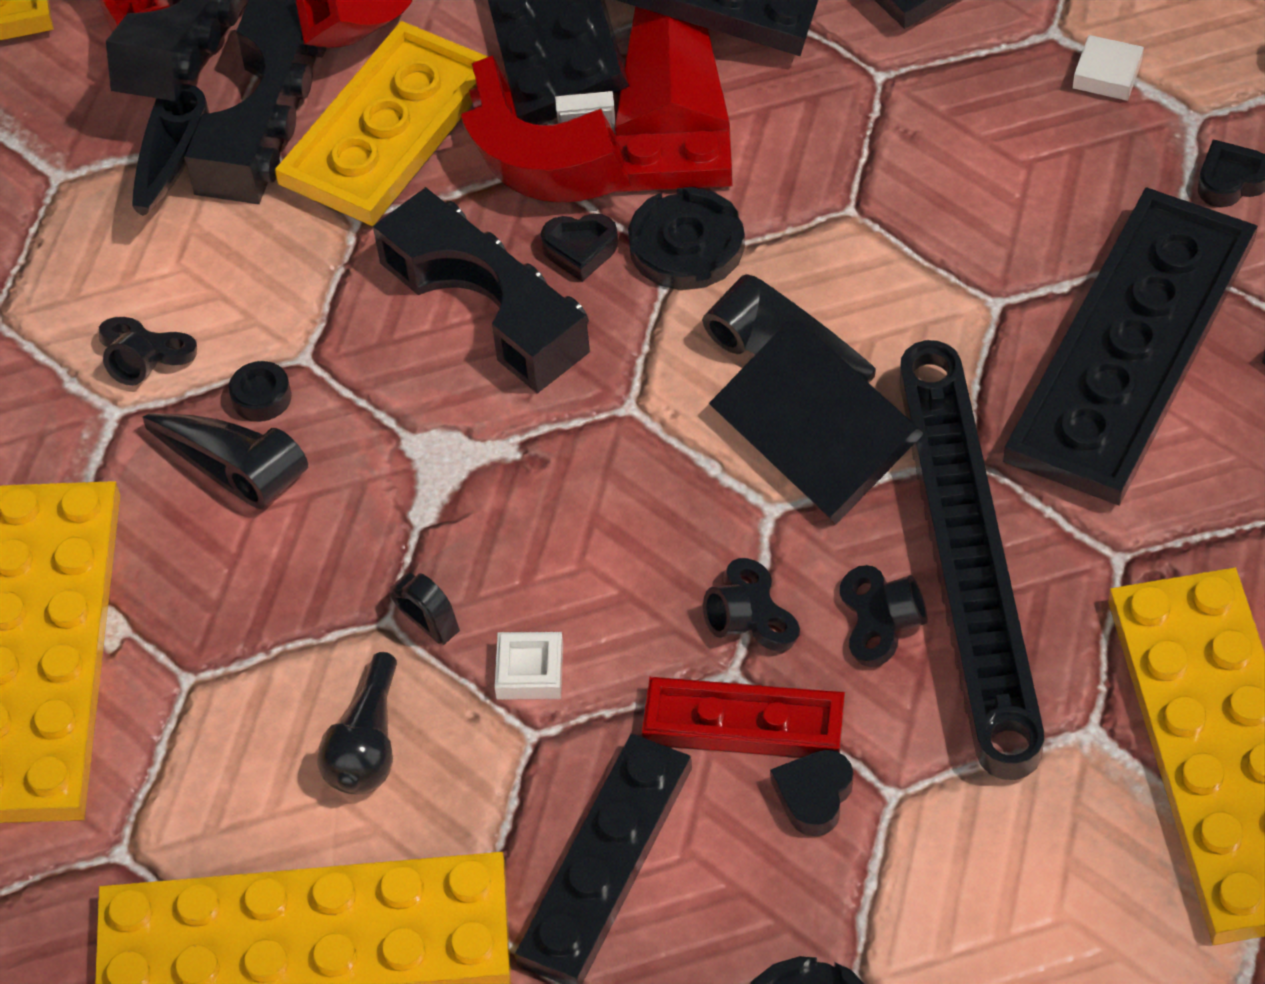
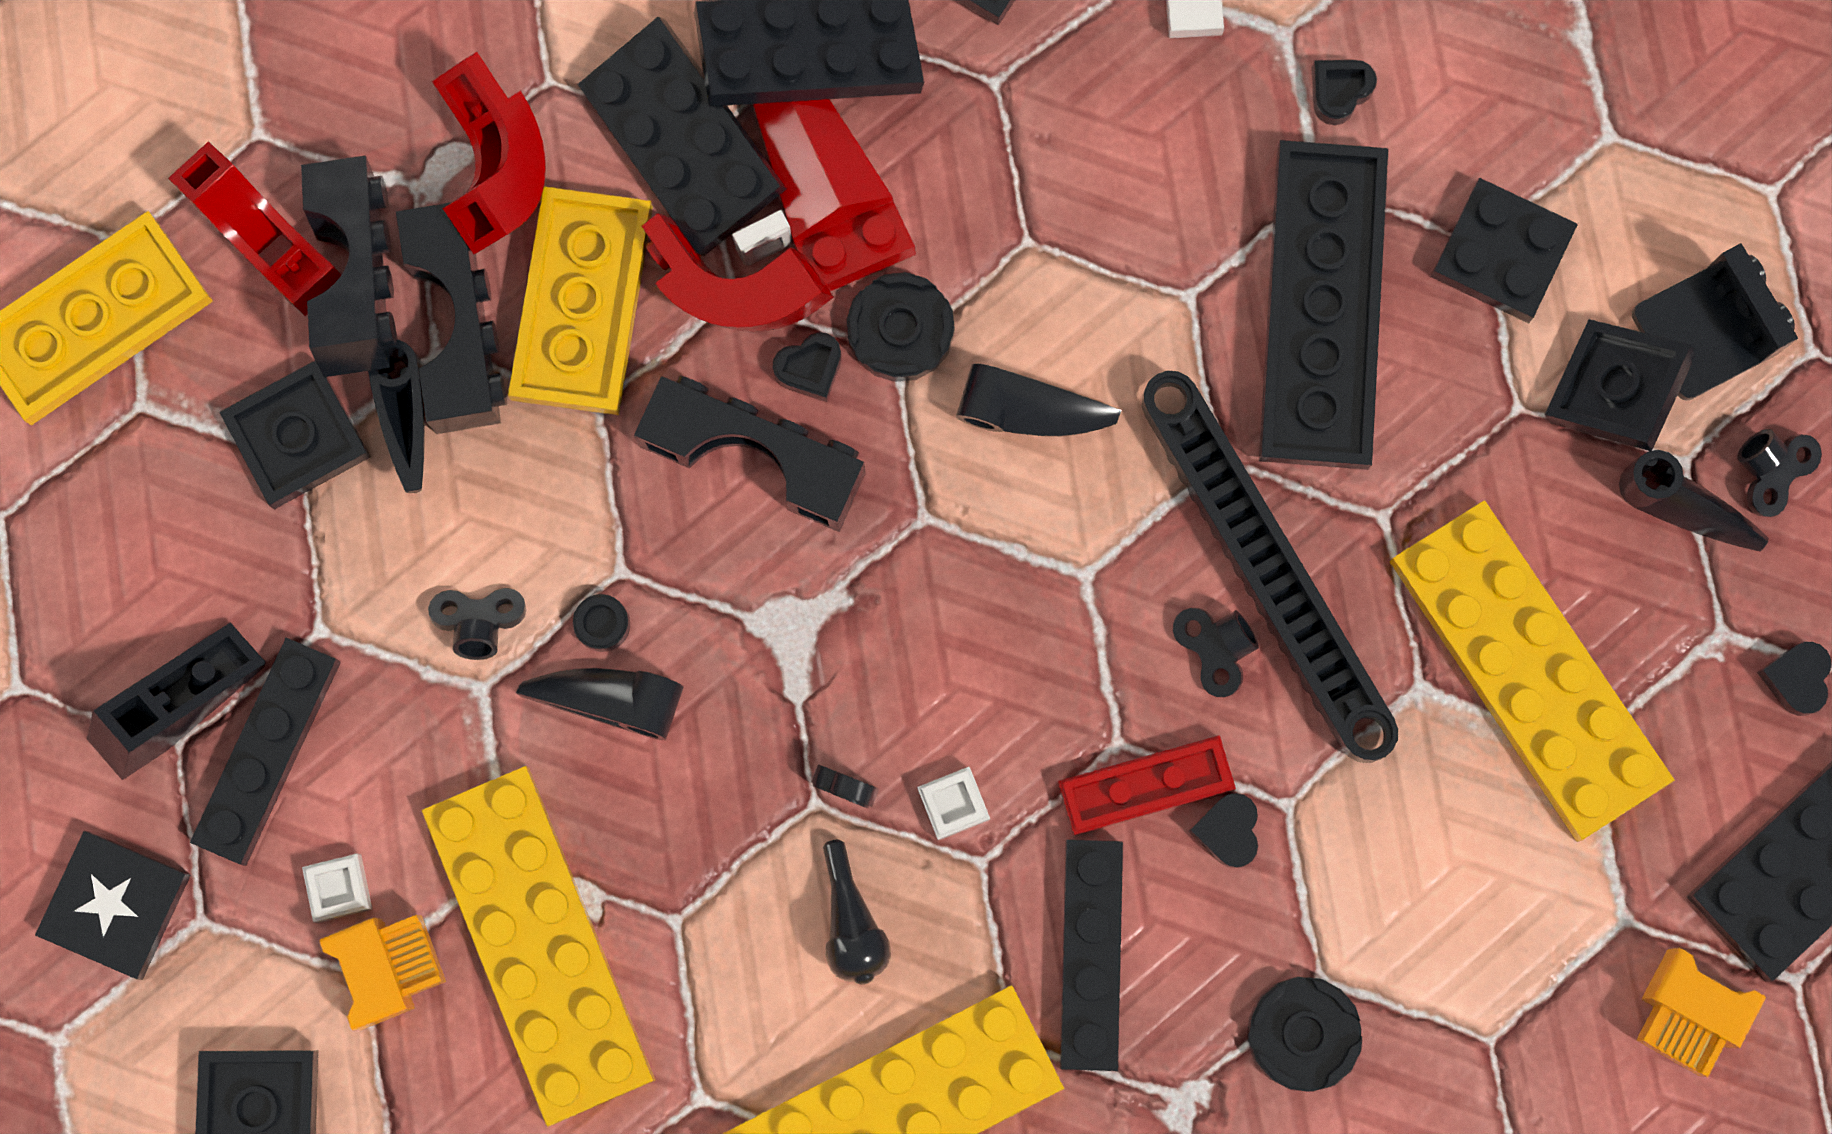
camera: 25 degrees left, 25 degrees up
(63, 151) = (294, 435): none -> black tile
(747, 606) = (1109, 682): black piece -> none
(815, 419) = (1094, 485): black tile -> none

